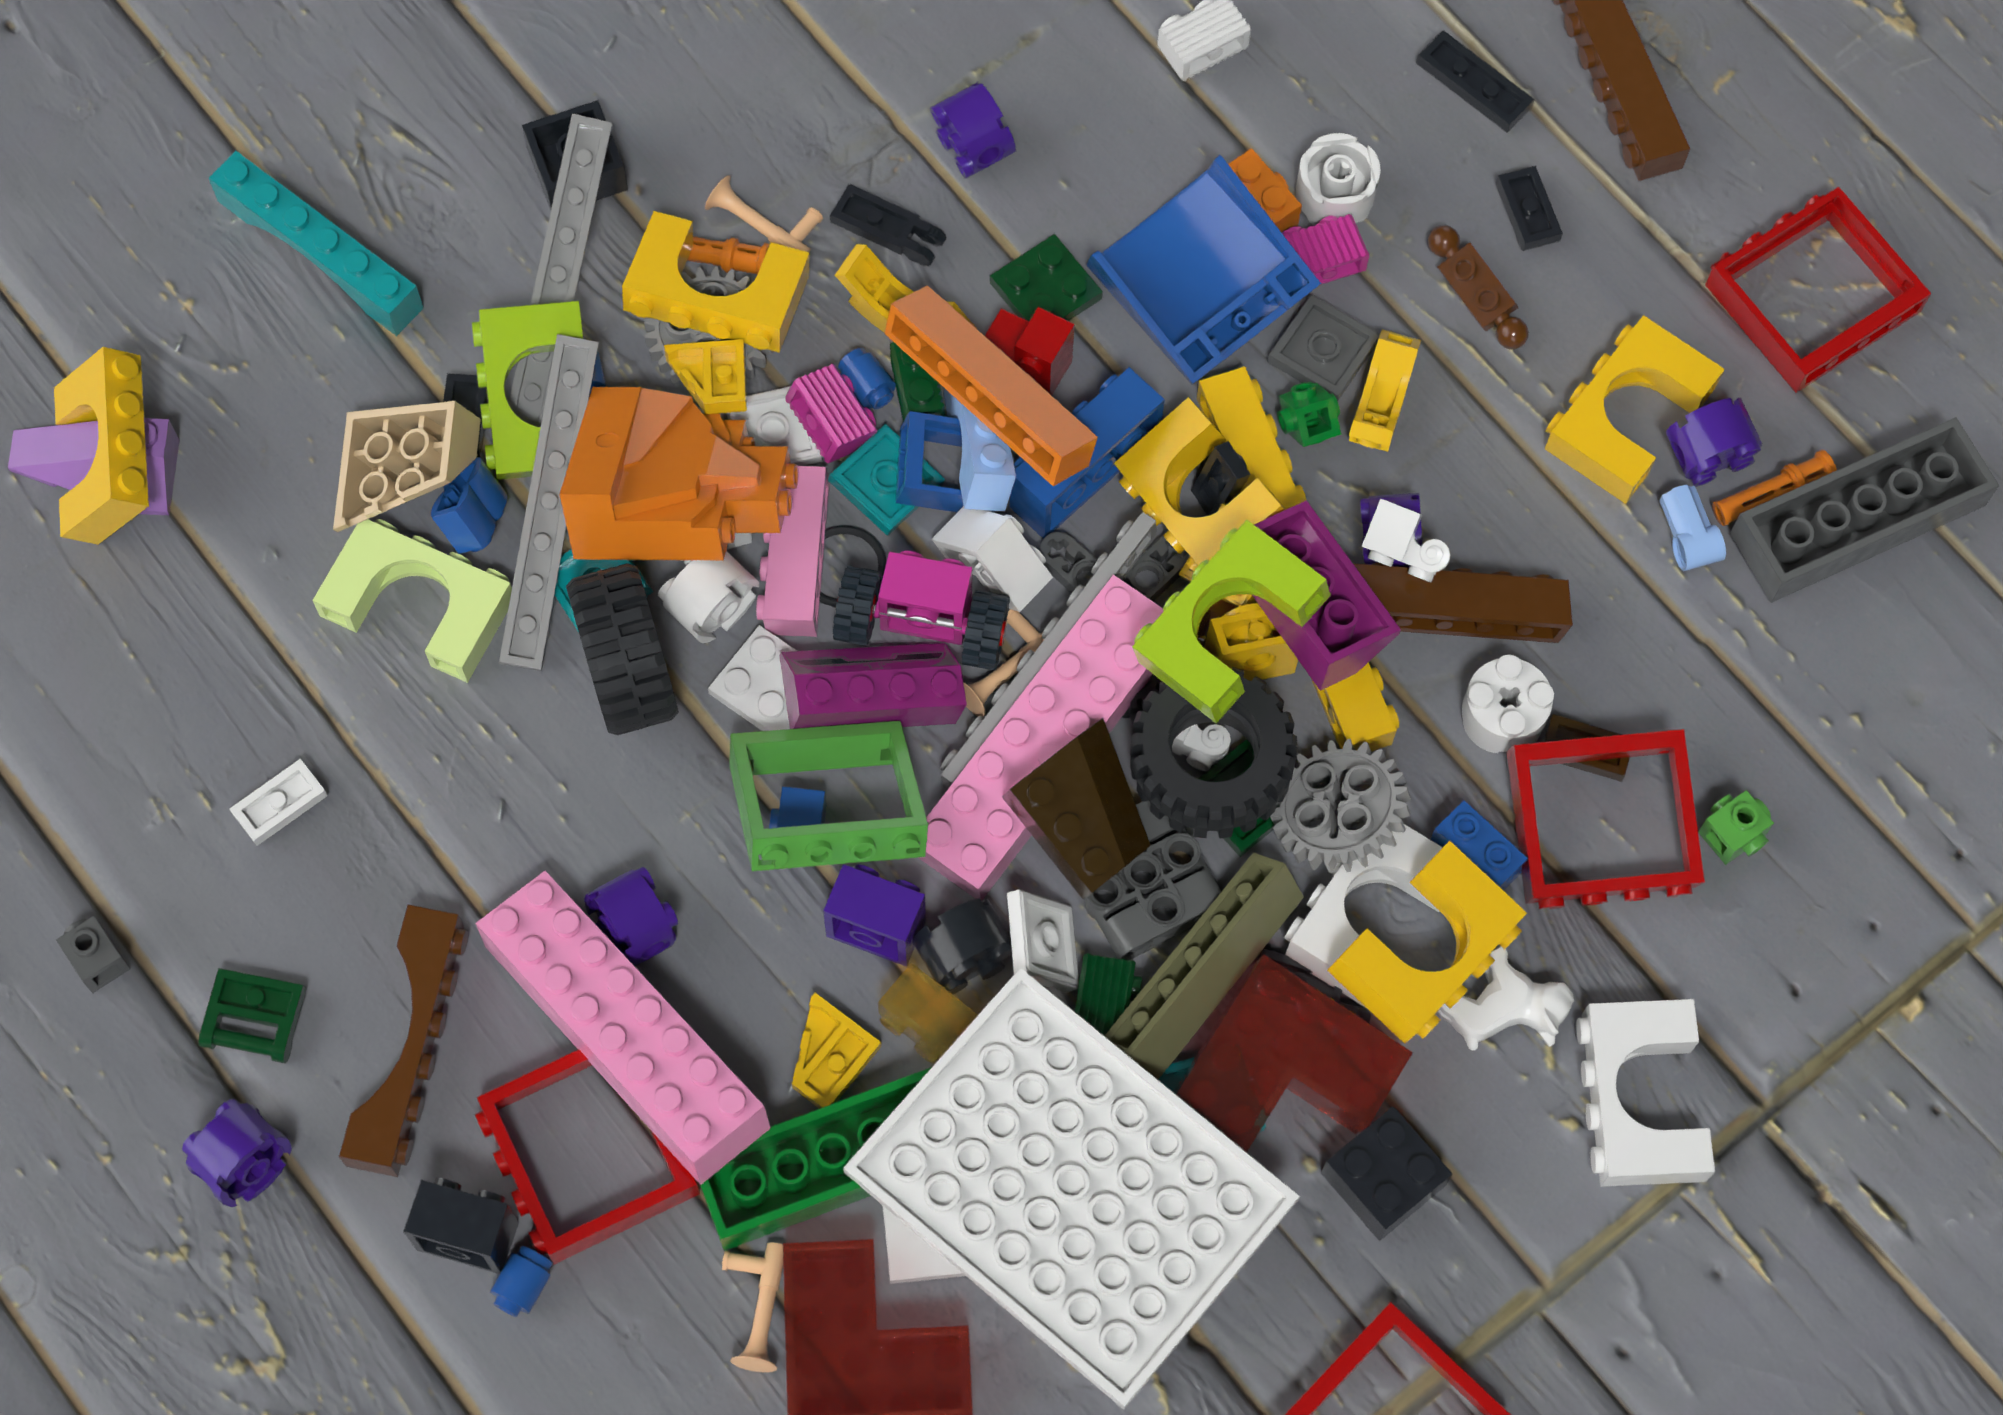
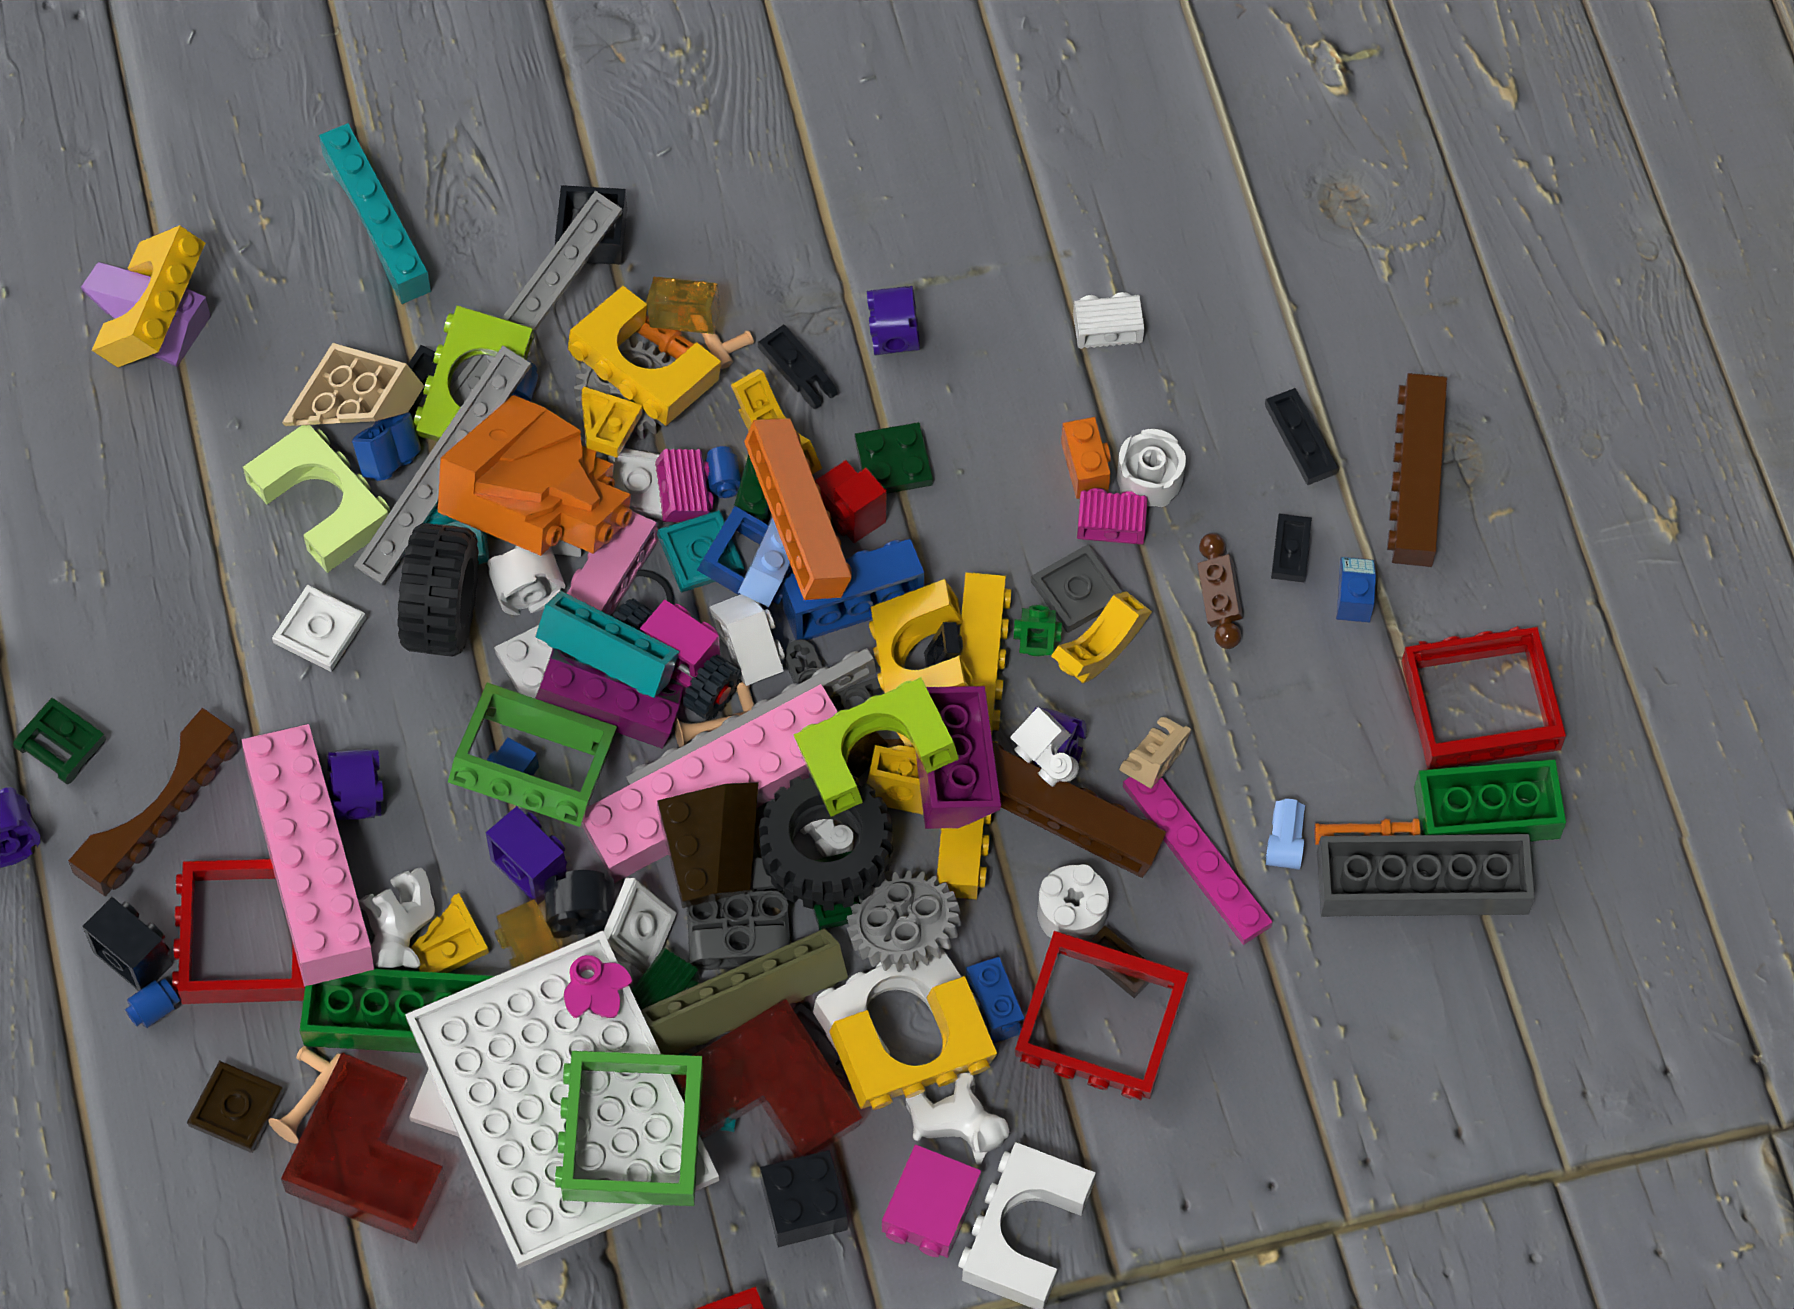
camera: 25 degrees right, 5 degrees down
(278, 802) = (151, 600): white plate -> none
(493, 751) = (319, 628): none -> white plate
(681, 1360) = (235, 1106): none -> dark brown plate
(731, 206) = (683, 305): none -> clear yellow brick
(763, 1052) = (397, 922): none -> white animal
(850, 631) = (607, 644): none -> teal brick
(1054, 1043) = (597, 992): none -> dark pink plate
(1205, 272) = (1010, 498): blue windscreen -> none
(1245, 1155) = (630, 1191): none -> bright green window
(1507, 496) = (1156, 753): none -> tan hinge
(1527, 1113) = (930, 1202): none -> dark pink brick
(1606, 590) = (1200, 859): none -> dark pink plate
(1622, 224) = (1356, 589): none -> blue slope
(1644, 358) = (1315, 693): yellow arch -> none
(1715, 439) = (1335, 776): dark purple brick -> none
(1737, 826) = (1199, 1065): bright green brick -> none
(1891, 398) = (1492, 800): none -> green brick

